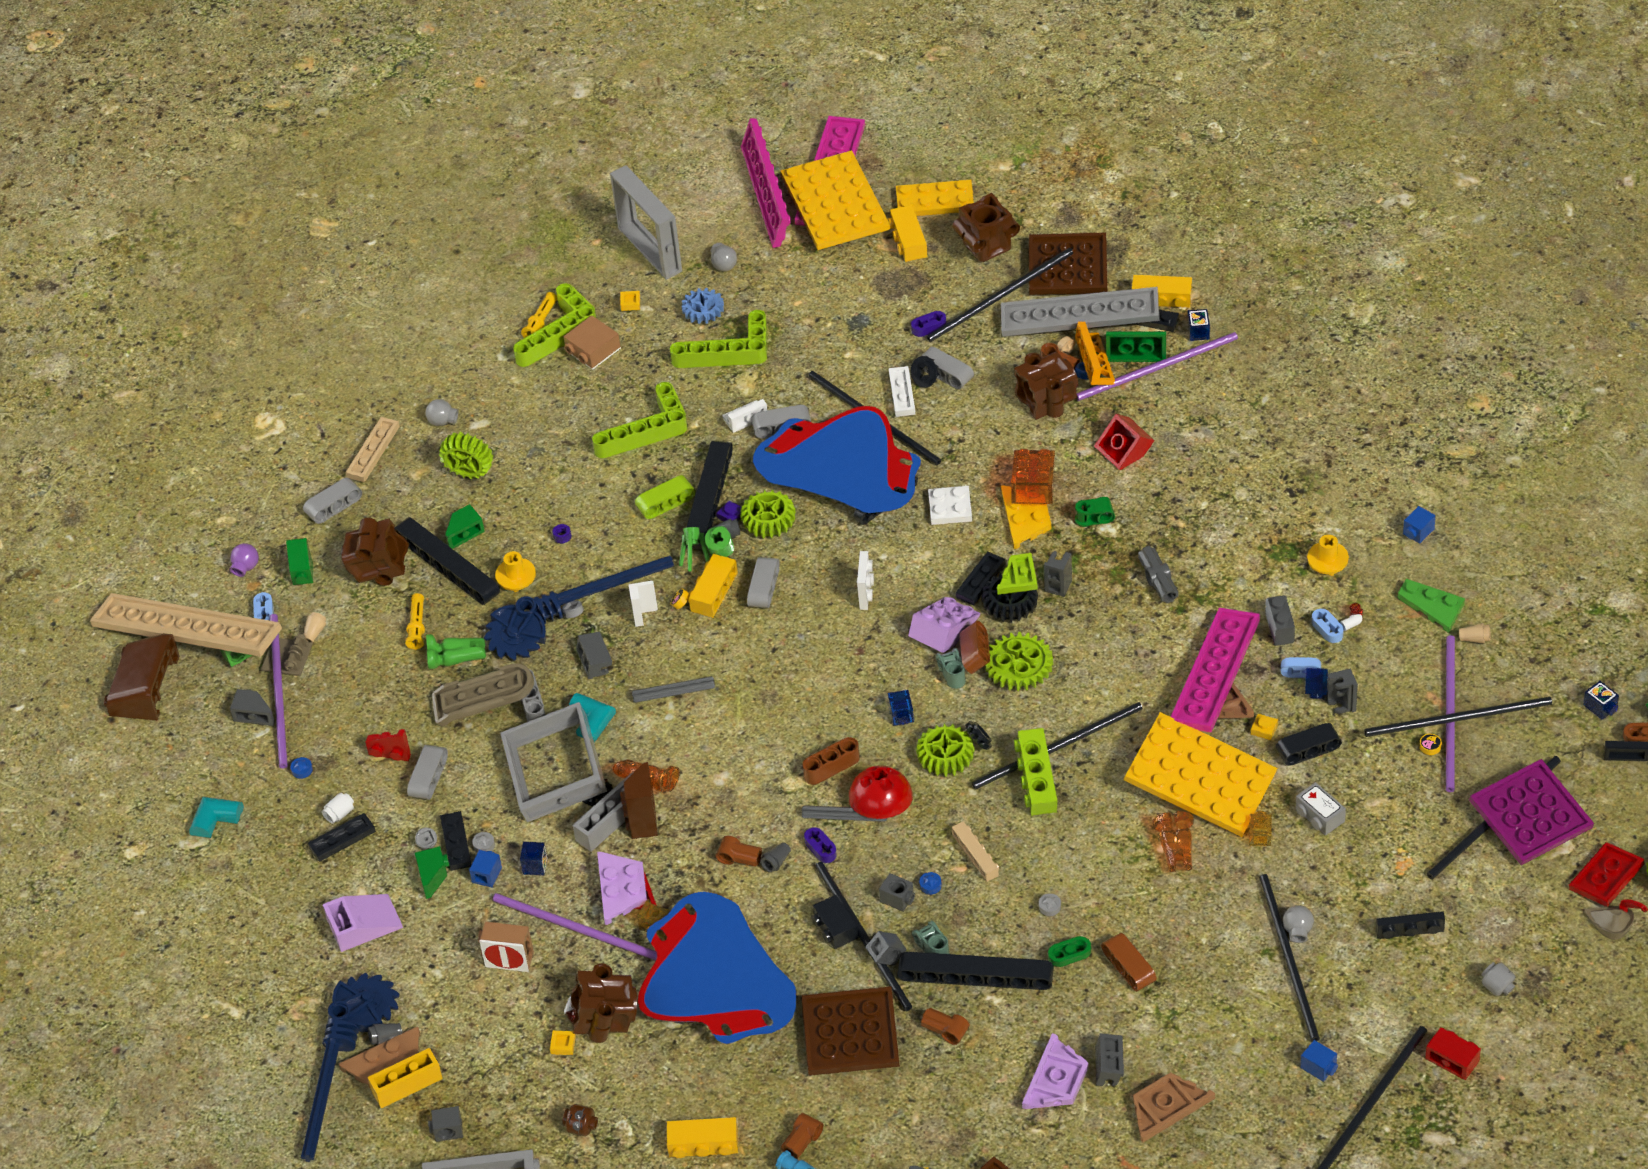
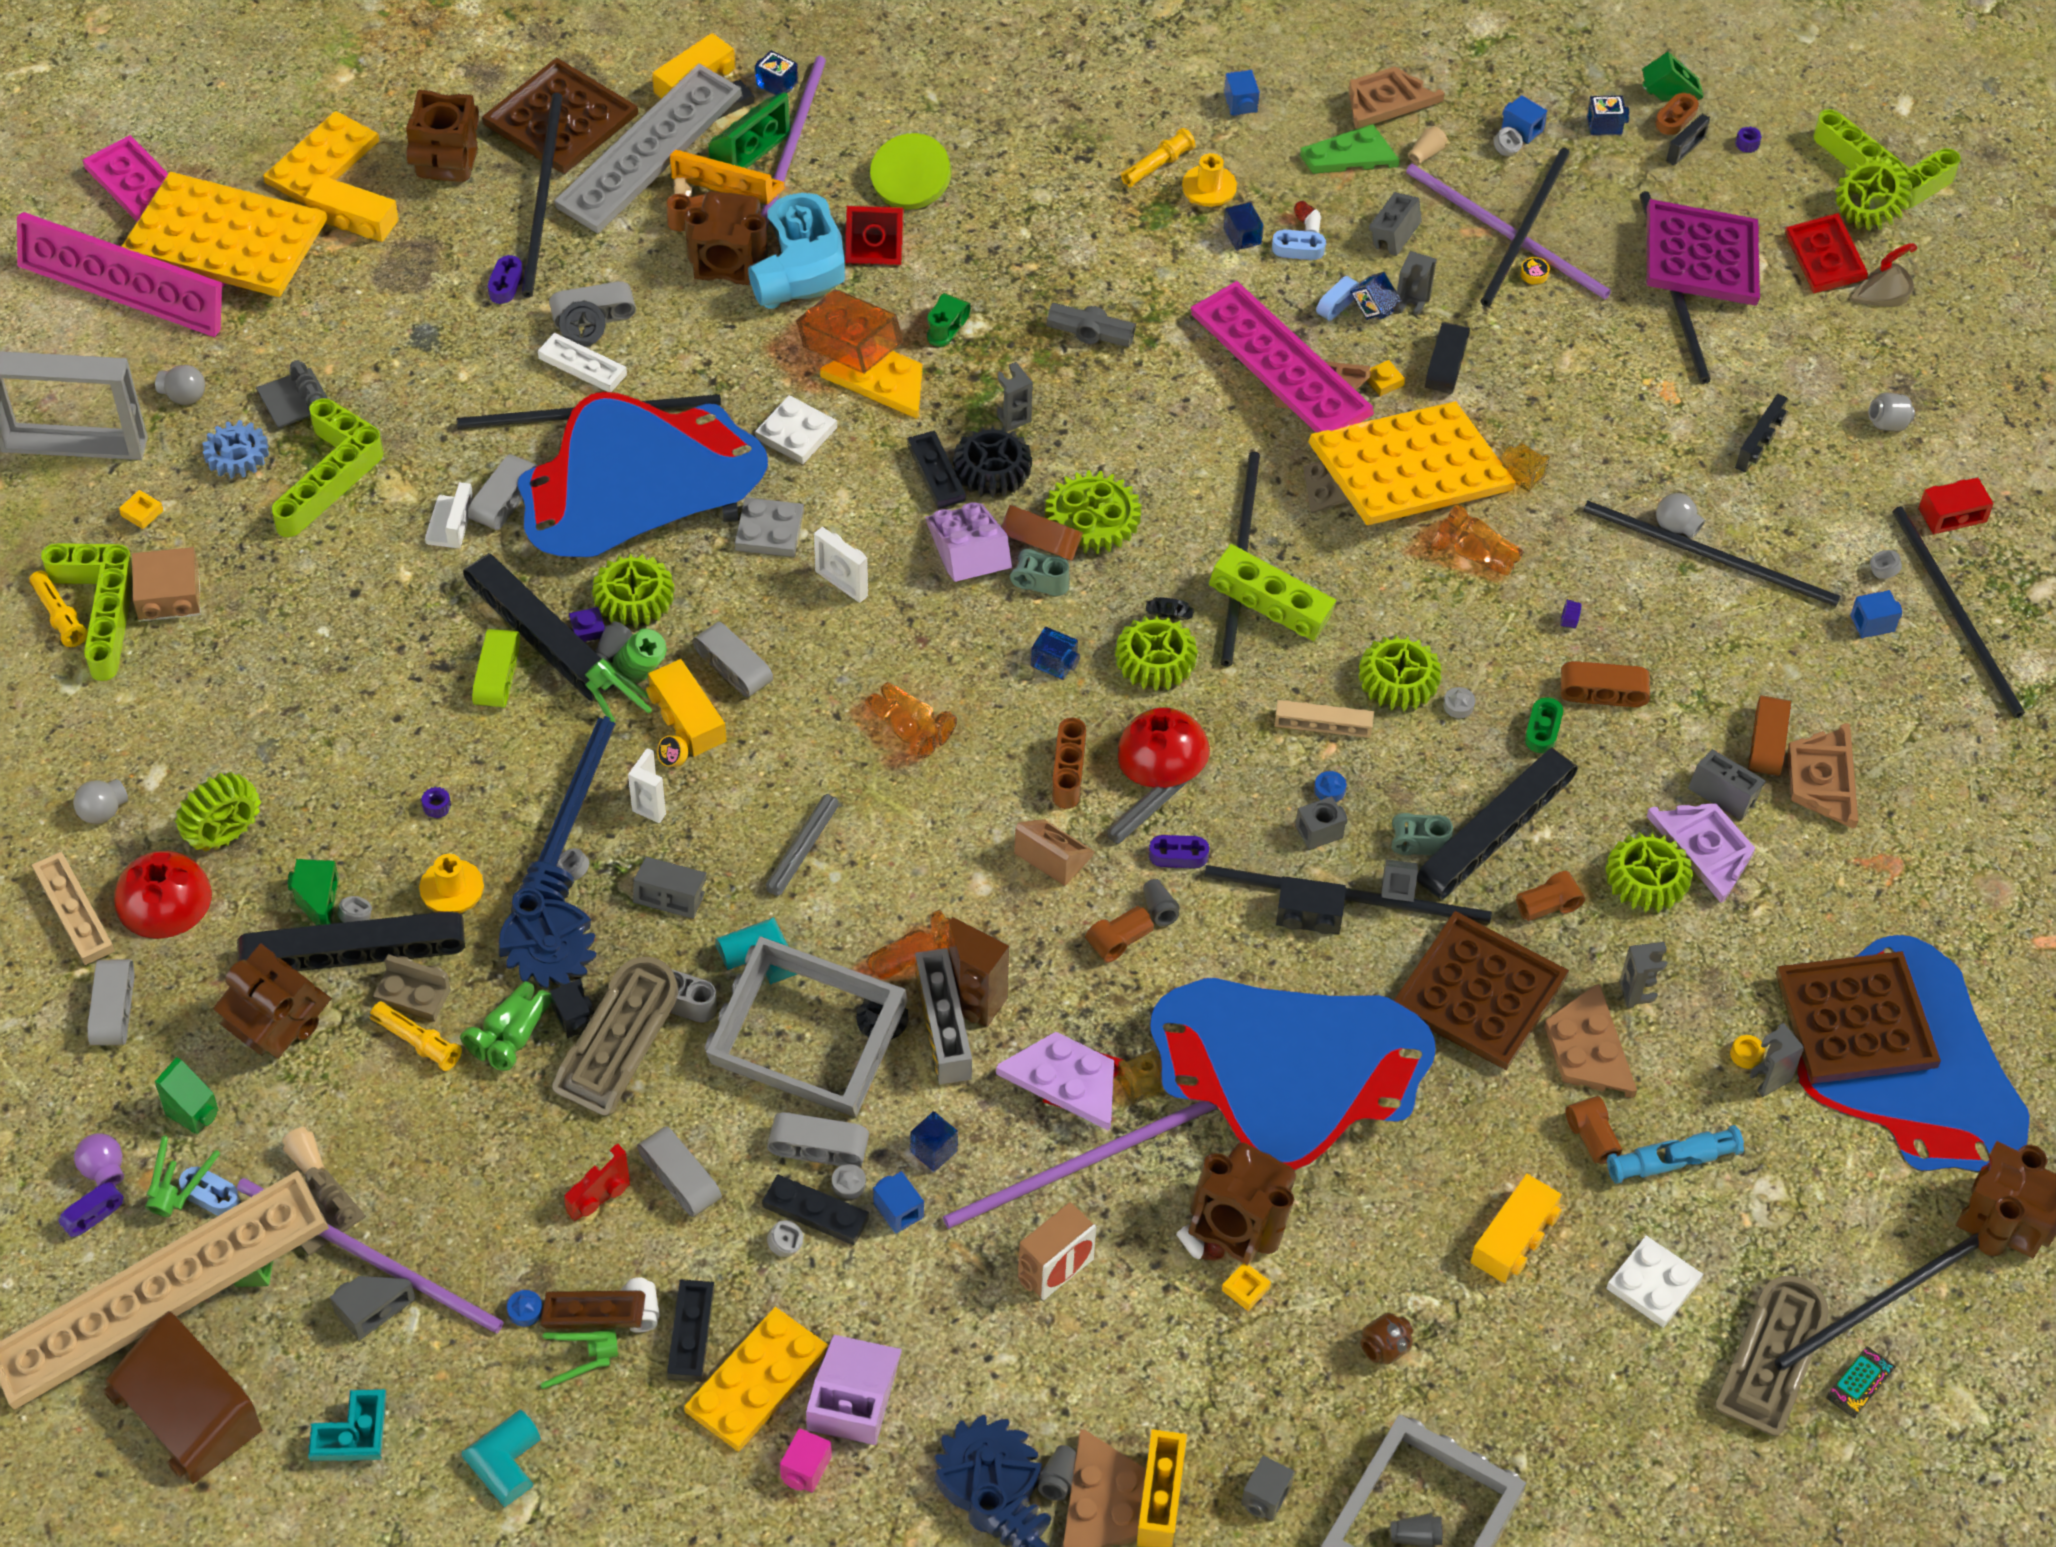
camera: 60 degrees left, 5 degrees up
(182, 753) = (358, 1437): none -> teal brick
(215, 575) = (91, 1209): none -> dark purple beam
(243, 596) = (163, 1195): none -> bright green plant
(303, 807) = (599, 1343): none -> bright green plant
(305, 928) = (805, 1461): none -> dark pink brick
(317, 790) = (593, 1309): none -> reddish brown tile
(337, 879) = (756, 1379): none -> yellow plate
(412, 474) = (162, 895): none -> red piece
(431, 869) = (843, 1262): green slope -> none
(442, 603) = (413, 987): none -> dark tan bracket
(467, 548) = (354, 909): none -> light grey tile
(484, 663) = (571, 1007): none -> black brick
(494, 813) = (817, 1139): none -> light grey beam
(646, 430) = (382, 592): lime beam -> none
(763, 299) = (291, 396): none -> dark grey hinge
(768, 789) = (1050, 849): none -> medium nougat slope
(797, 675) = (912, 719): none -> clear orange piece
(862, 1102) = (1588, 1045): none -> medium nougat wing
(871, 537) = (769, 527): none -> light grey plate
(922, 1091) = (1641, 971): none -> dark grey hinge
(1006, 1051) = (1642, 879): none -> lime gear
(1018, 575) = (987, 427): lime wing -> none
(1035, 863) = (1418, 676): none -> lime gear
(1072, 425) = (810, 252): none -> medium azure piece
(1166, 916) = (1570, 614): none -> dark purple axle
(1171, 1058) = (1769, 735): none -> dark orange beam
(1186, 425) = (910, 171): none -> lime piece
(1280, 620) = (1260, 271): dark grey brick -> none
(1310, 591) = (1243, 226): none -> clear blue brick
(1320, 809) = (1543, 402): brick -> none
(1332, 522) = (1167, 152): none -> yellow pin
(1368, 1045) = (1885, 564): none -> light grey tile
(1391, 657) = (1396, 222): none -> dark grey hinge
(1495, 590) = (1388, 96): none -> medium nougat wing
(1524, 668) = (1508, 141): none -> light grey tile
(1550, 664) = (1525, 117): none -> blue brick

